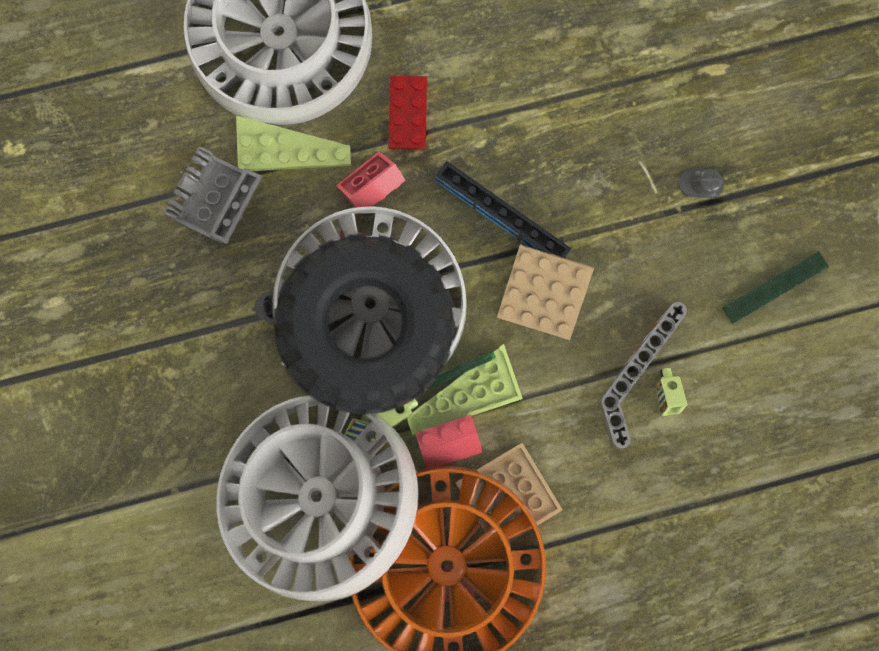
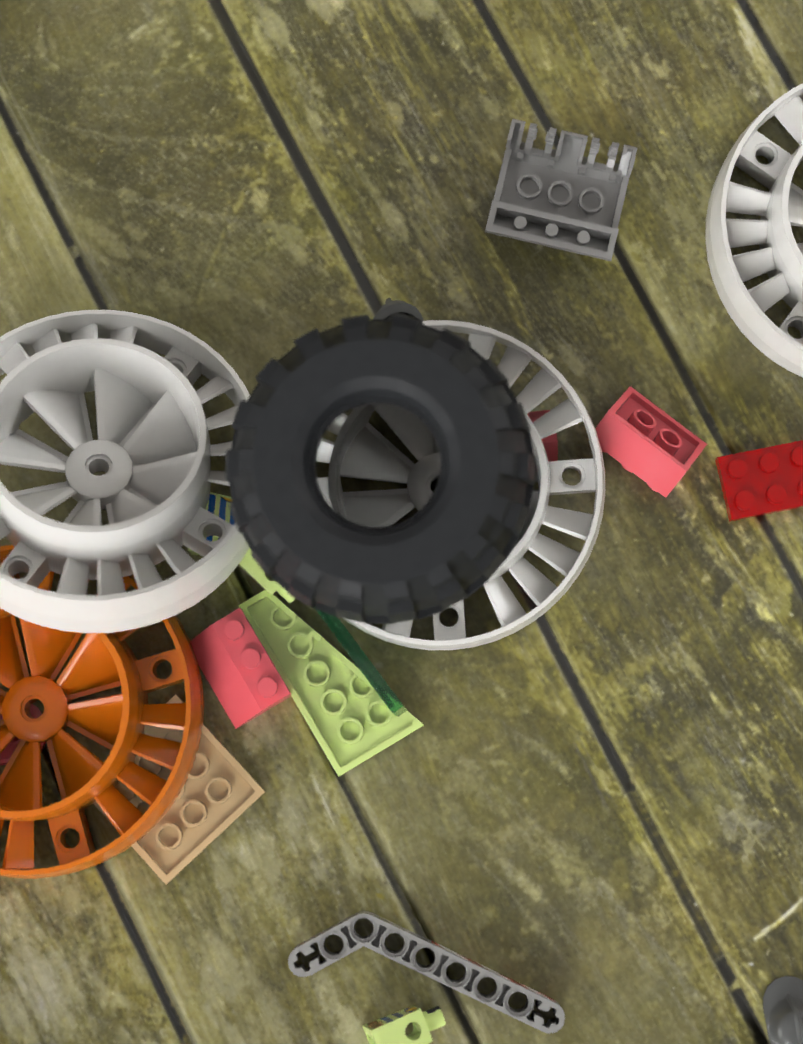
camera: 85 degrees right, 0 degrees up
(277, 148) = (669, 275): yellowish green wing -> none
(499, 211) = (646, 674): black brick -> none
(545, 292) = (528, 776): tan plate -> none

